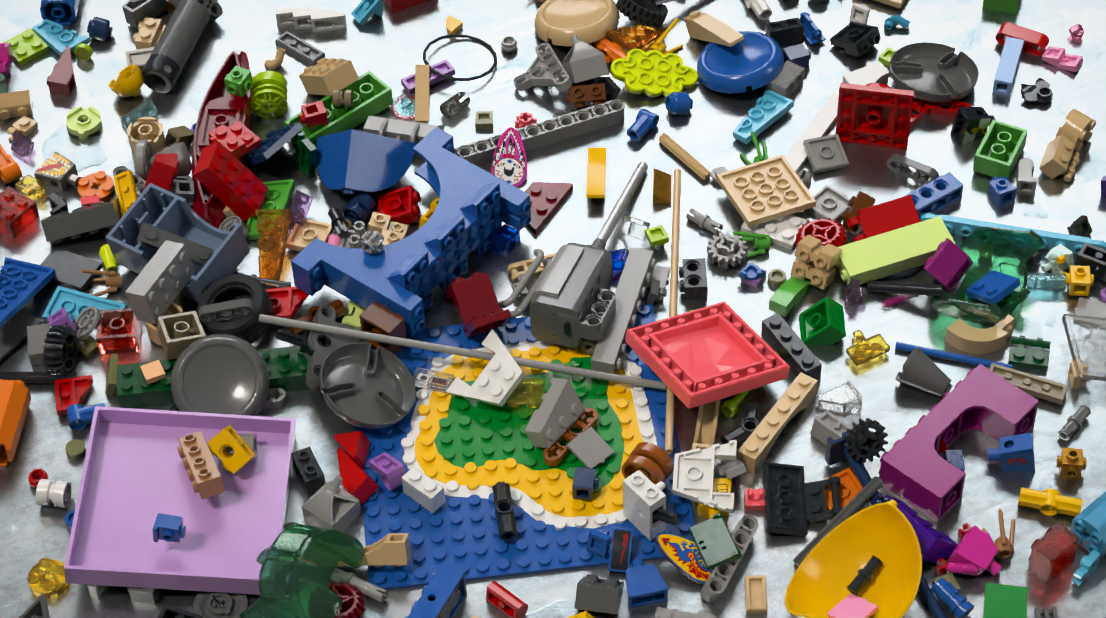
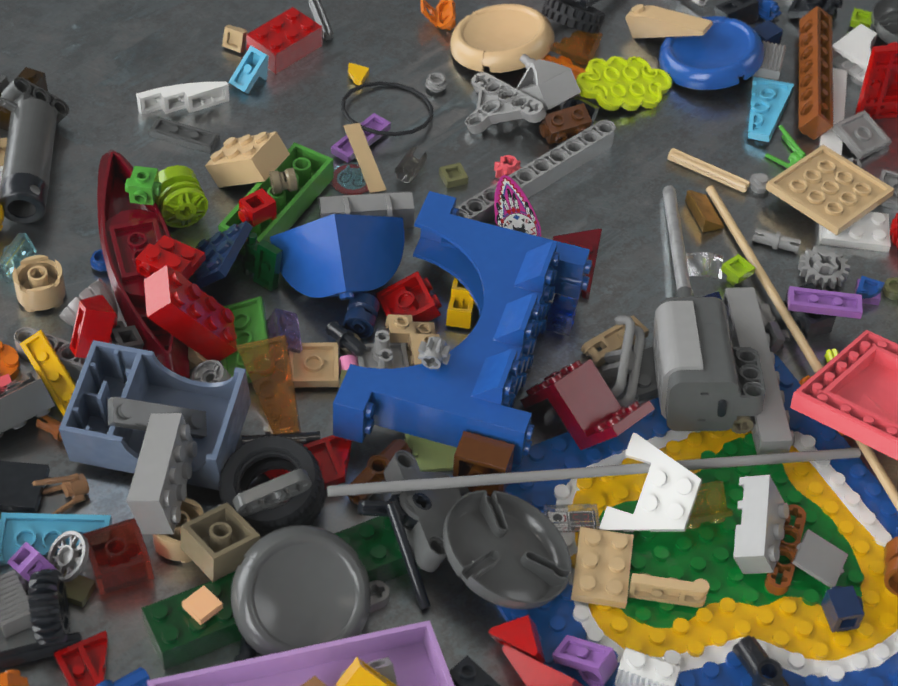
camera: 25 degrees left, 0 degrees up
(108, 259) = (55, 455): neon yellow cone -> none
(111, 374) = (133, 622): olive tile -> none
(142, 156) = (49, 311): light grey wheel -> none
(179, 134) = (81, 274): dark tan brick -> none
(271, 65) = (164, 155): tan arm -> none
(301, 374) = (407, 555): none -> black bar
(435, 417) = (602, 567): none -> tan plate
(469, 441) = (668, 590): none -> tan plate
(596, 173) = (625, 211): yellow slope -> none
(644, 121) = (642, 142): blue piece -> none
(660, 45) = (610, 51): yellow plant -> none
(679, 103) = (669, 111): blue head -> none
(700, 273) = (825, 302): none -> medium lavender plate
(760, 241) = (853, 251): bright green plant -> none
(816, 94) = (815, 73): none -> dark orange brick

